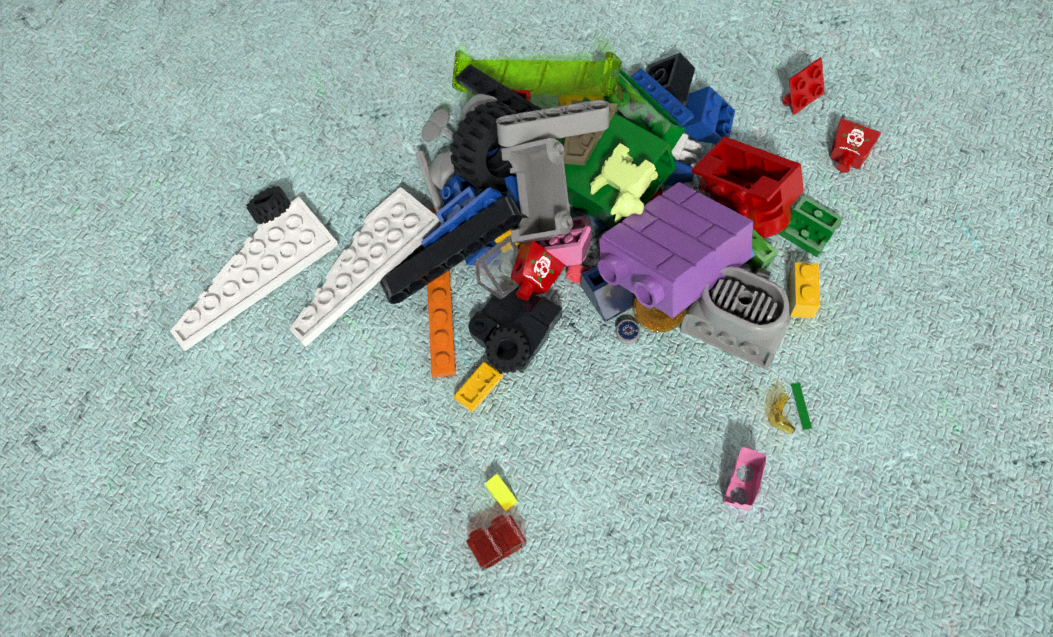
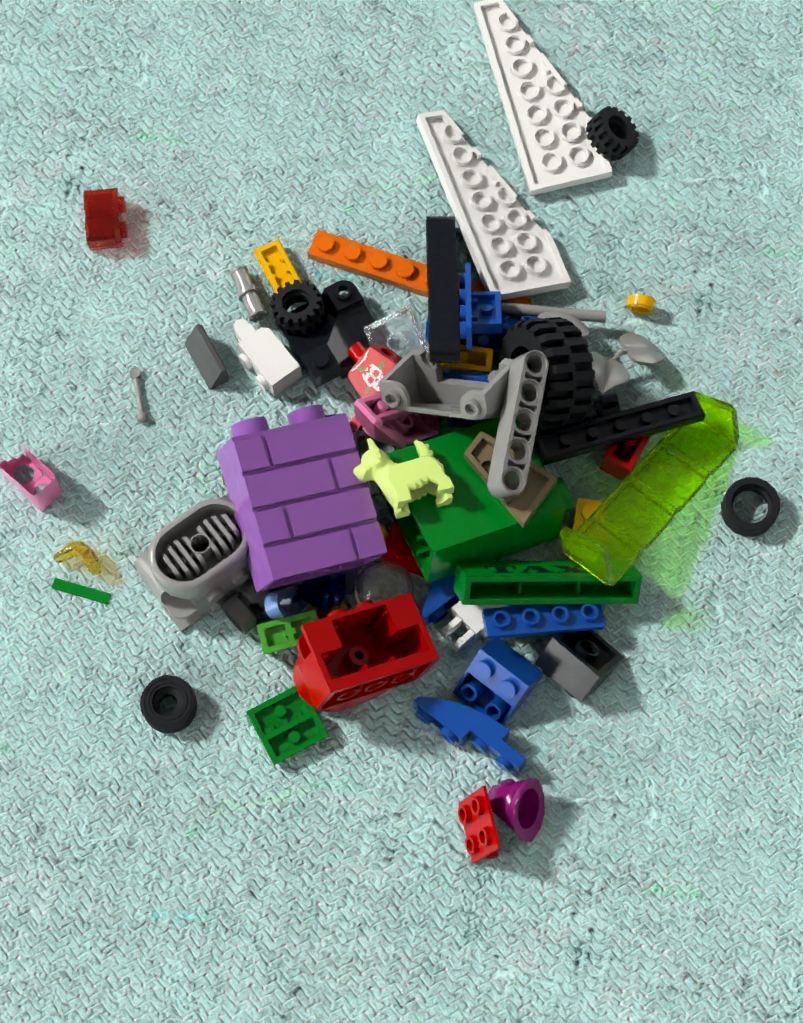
camera: 115 degrees right, 5 degrees up
(397, 141) = (641, 304): none -> yellow tile
(500, 492) = (154, 246): neon yellow piece -> none
(508, 398) = (248, 293): none -> light grey pin
(513, 46) = (760, 487): none -> black tyre
(555, 359) = (266, 356): none -> white hinge
(576, 403) = (206, 358): none -> dark grey slope
(614, 453) = (135, 375): none -> light grey hinge
(746, 120) = (460, 722): none -> blue slope
(777, 76) = (519, 806): none -> magenta piece
(804, 290) = (205, 661): yellow brick -> none
(840, 313) = (165, 687): none -> black tyre
(852, 145) = (368, 838): red torso -> none

